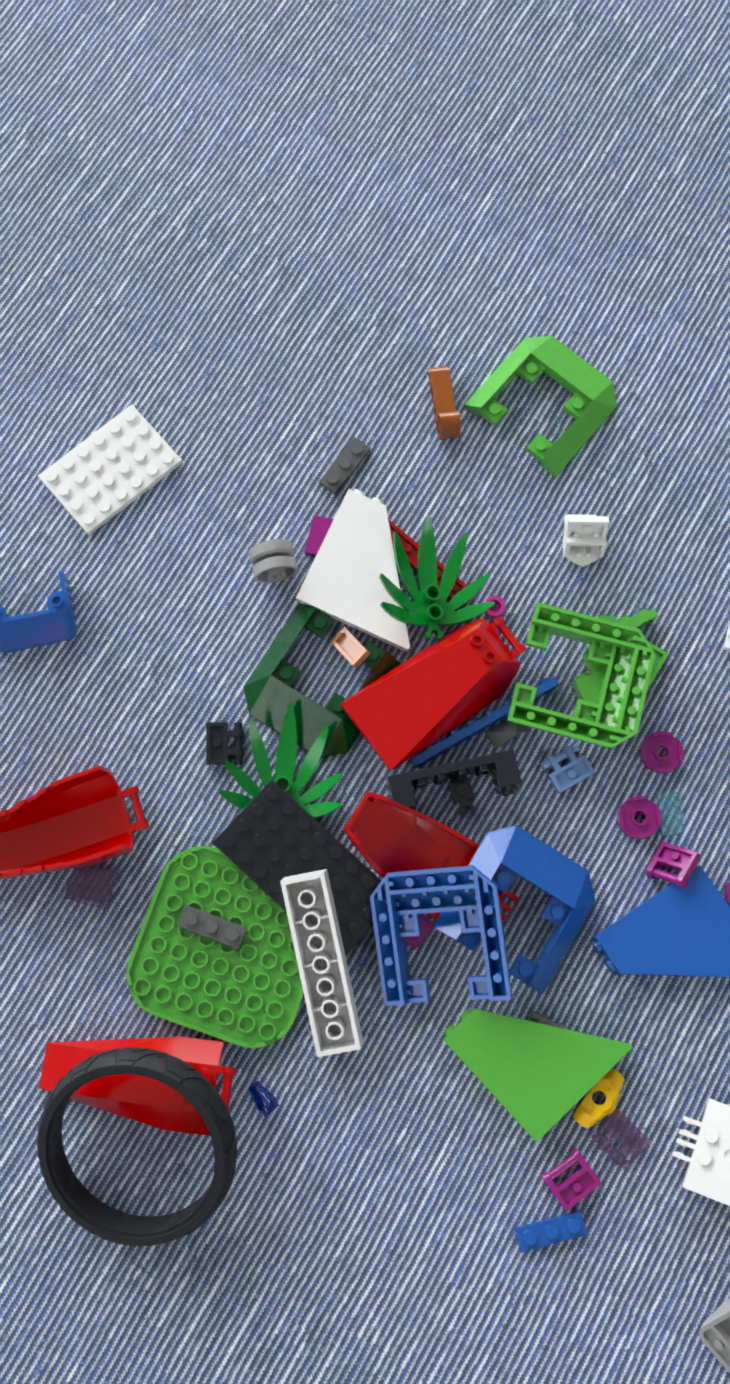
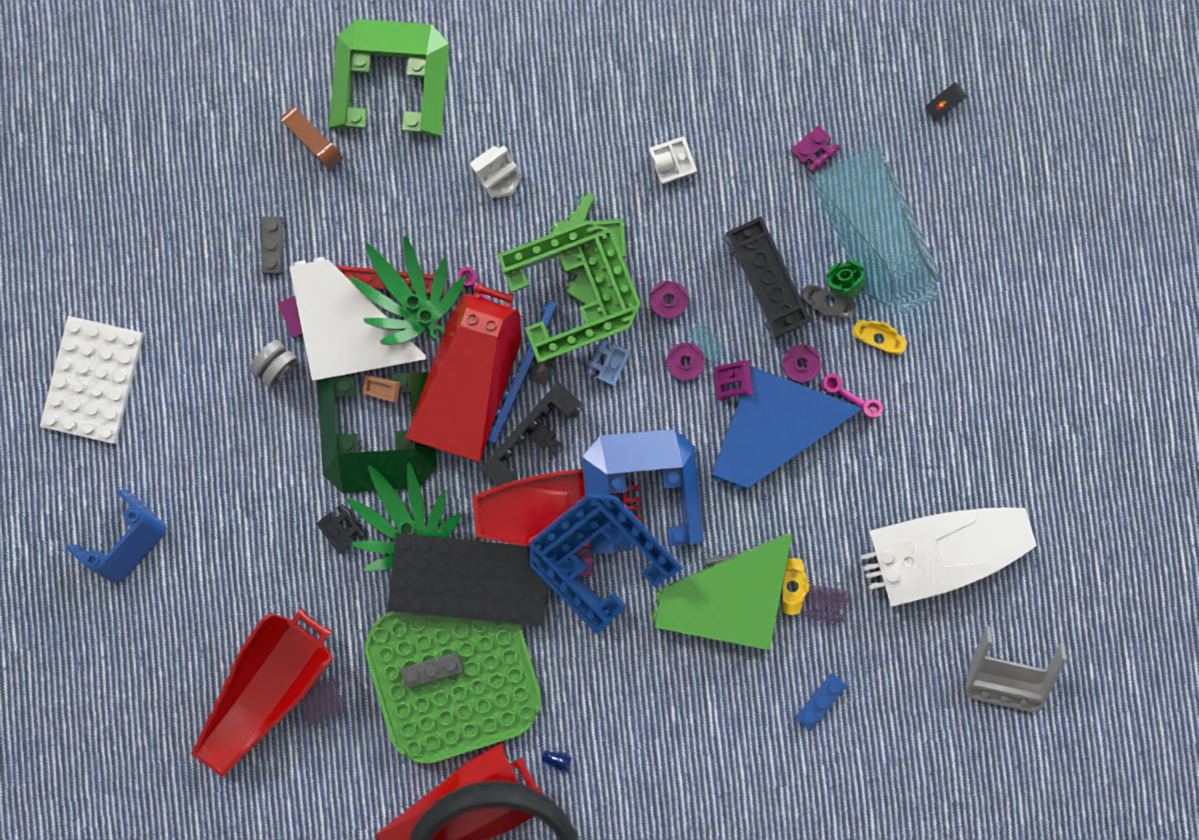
camera: 30 degrees left, 10 degrees up
(322, 963) = (529, 637): white brick -> none
(575, 1186) = (817, 659): magenta plate -> none

